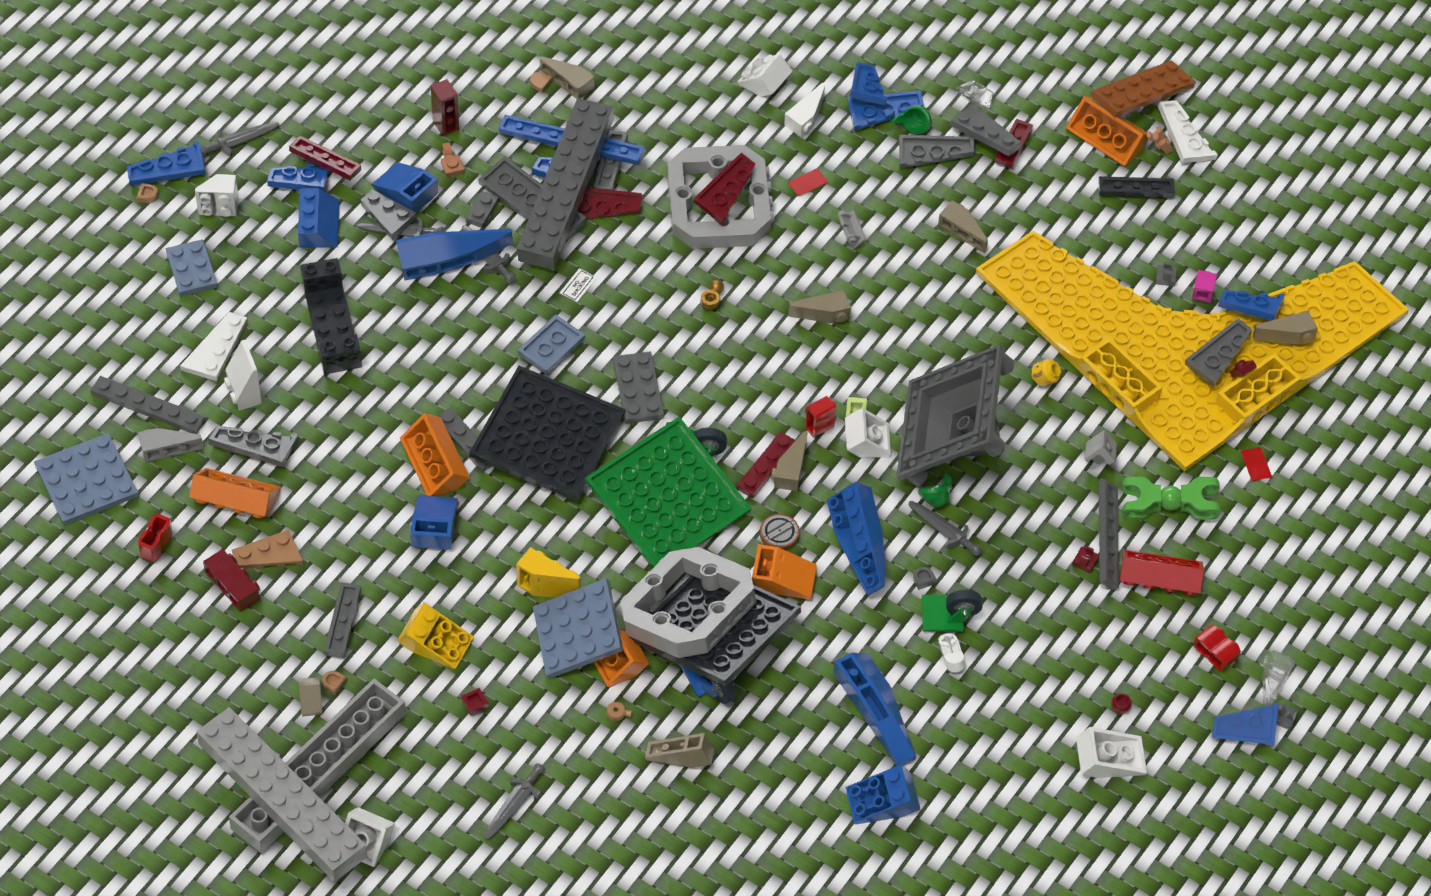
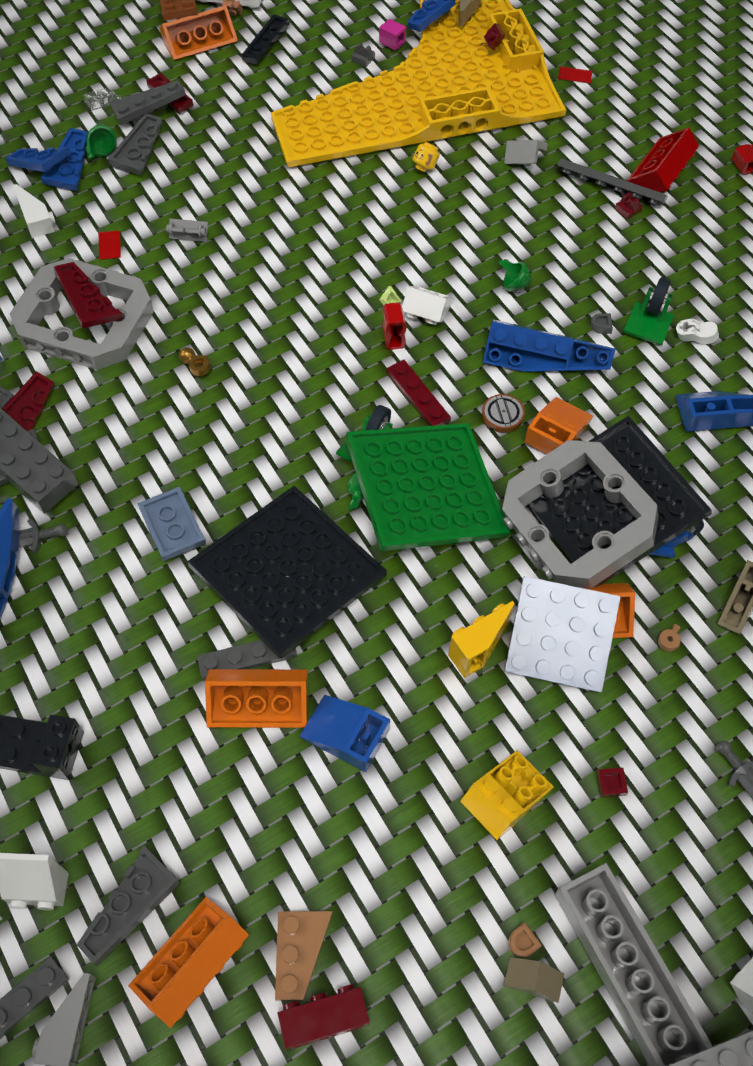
camera: 65 degrees left, 5 degrees up
(342, 620) = (441, 894): dark grey plate -> none
(578, 285) = (107, 473): white sticker -> none
(638, 387) = (267, 466): dark grey plate -> none
(790, 465) = (434, 373): dark tan slope -> none
(822, 308) = (265, 281): dark tan slope -> none
(951, 532) = (565, 282): dark grey sword -> none
(952, 414) = (464, 214): dark grey piece -> none
(960, 223) = (236, 153): dark tan slope -> none
(1170, 498) = (588, 140): bright green piece -> none
(1217, 354) = (468, 46): dark grey wing -> none

